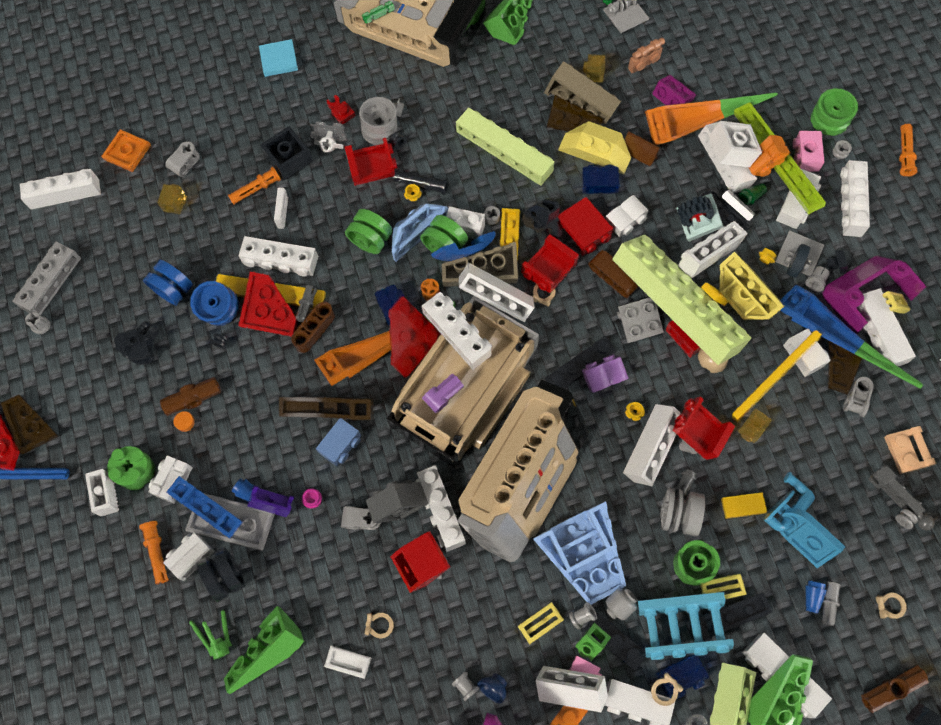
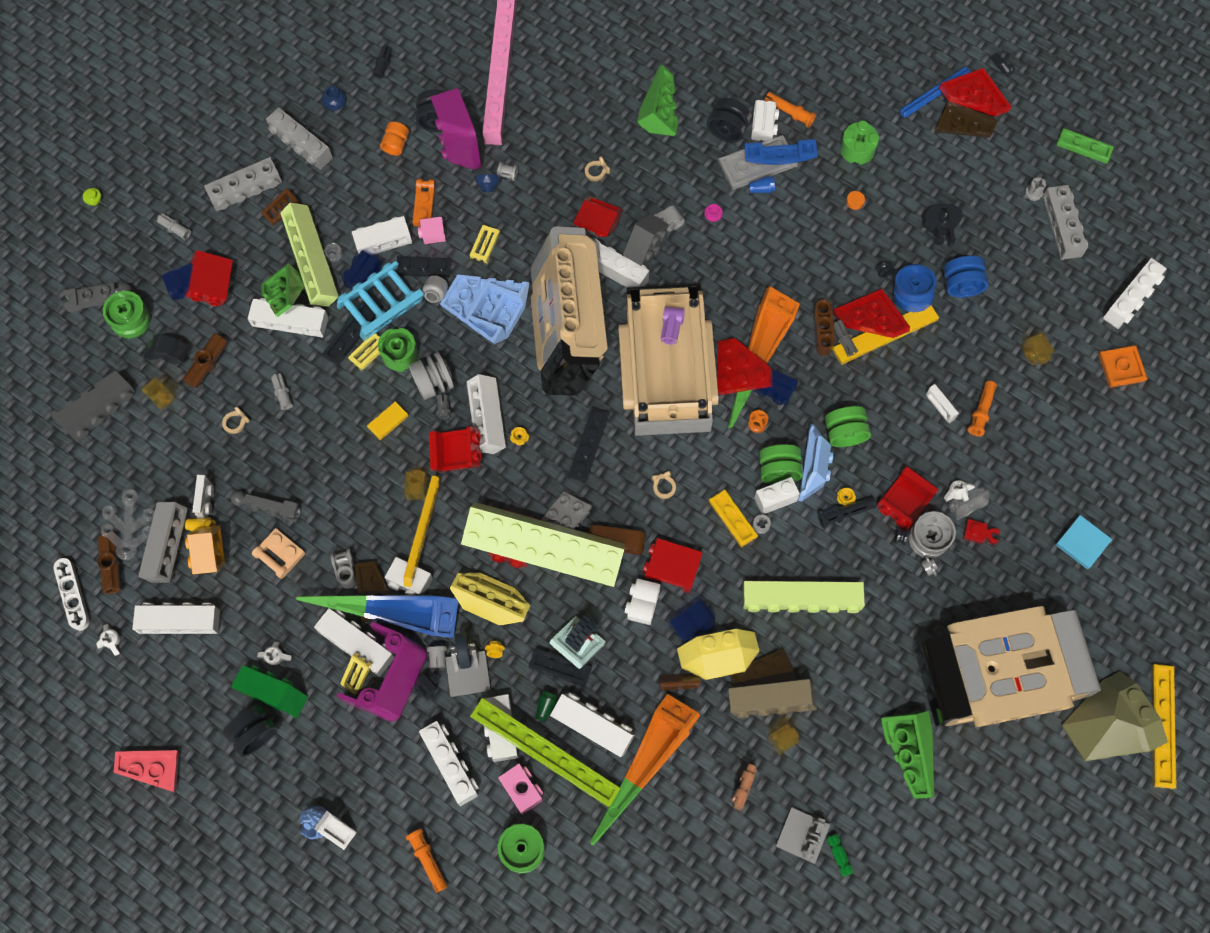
camera: 140 degrees right, 0 degrees up
(101, 493) = (859, 110): white brick -> none
(168, 472) = (827, 159): white brick -> none
(181, 161) = (1064, 388): light grey piece -> none
(190, 396) = (867, 217): reddish brown piece -> none
(218, 647) = (692, 86): bright green plant -> none
(270, 501) = (739, 187): dark purple hinge -> none
(278, 256) = (904, 362): white brick -> none
(286, 152) = (983, 451): black brick -> none
(327, 407) = (749, 278): dark brown arch -> none
(339, 442) = (727, 259): medium blue brick -> none
(347, 662) = (599, 136): white tile -> none
(378, 12) = (1021, 620): green axle -> none
(451, 251) = (746, 485): blue slope -> none
(457, 330) = (698, 370): white brick -> none
(496, 292) = (698, 441): white brick -> none
(498, 262) = (726, 463): dark tan wedge -> none
(543, 218) = (710, 542): black hinge -> none
(550, 264) = (676, 508): red panel -> none
(572, 688) = (432, 207): white brick -> none
(583, 615) = (455, 265): light grey bush -> none
(588, 645) = (438, 249): bright green brick -> none
(605, 373) = (562, 445): medium lavender brick -> none
(672, 91) = (690, 768): magenta bracket -> none
(677, 687) = (371, 256): tan piece -> none
(712, 249) = (544, 609): white brick -> none
(715, 294) = (516, 571): yellow tile -> none
(735, 144) = (590, 721): white brick -> none
(737, 204) = (550, 680): white tile -> none
(772, 154) = (553, 735): orange brick -> none
(802, 528) = (346, 426): dark azure plate -> none
(815, 595) = (296, 388): blue cone -> none
(842, 144) = (495, 822): light grey bush -> none
(906, 519) = (254, 490): light grey bush -> none

